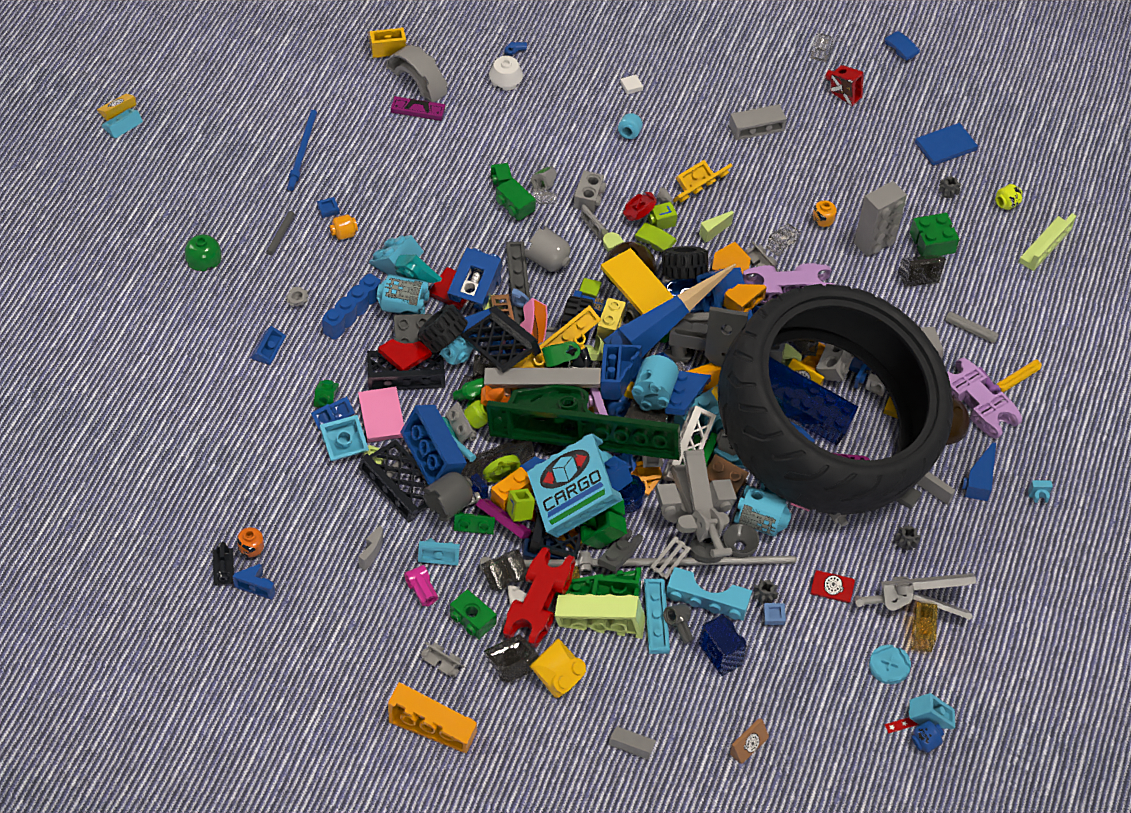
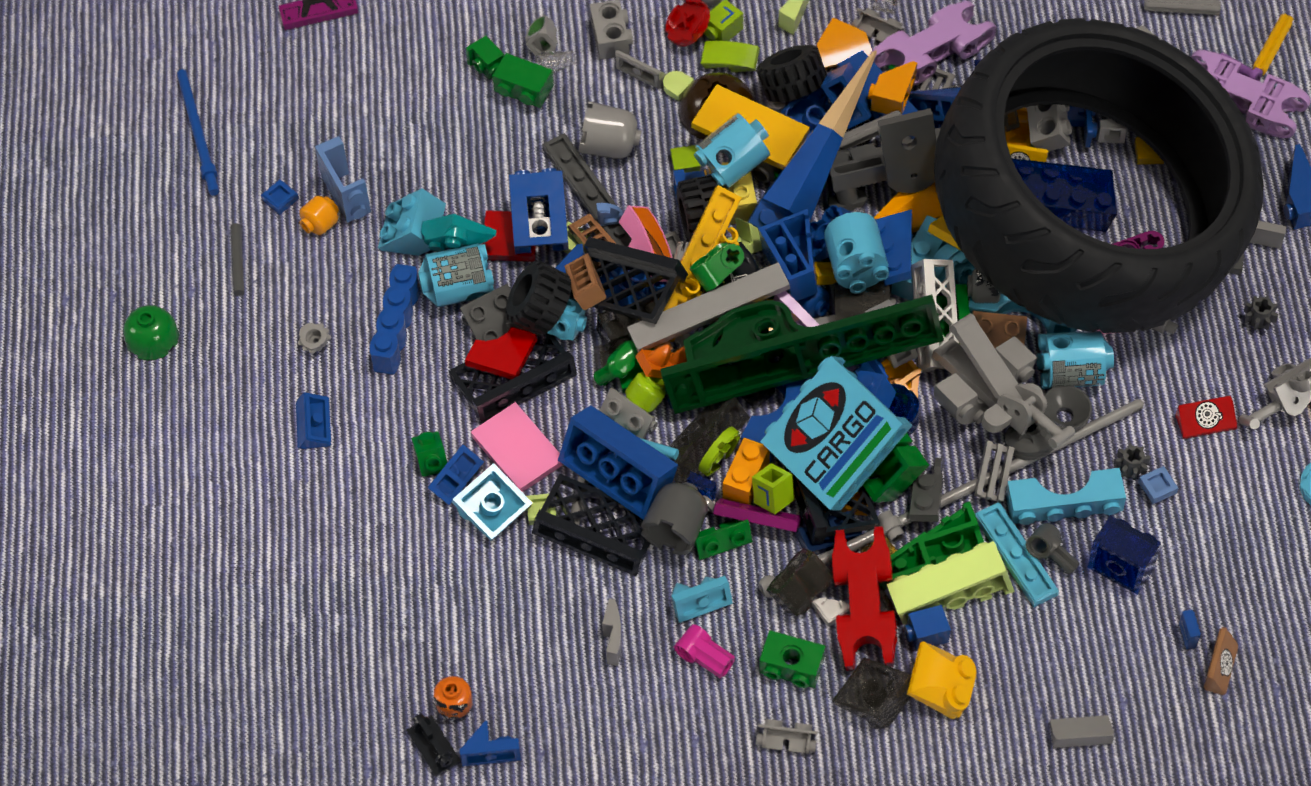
camera: 20 degrees left, 5 degrees up
(368, 203) = (332, 162): none -> medium blue panel
(475, 331) = (585, 284): none -> medium nougat slope
(571, 633) = (928, 626): none -> blue brick
(620, 289) = (740, 143): none -> medium azure cylinder
(740, 711) = (1189, 629): none -> blue tile

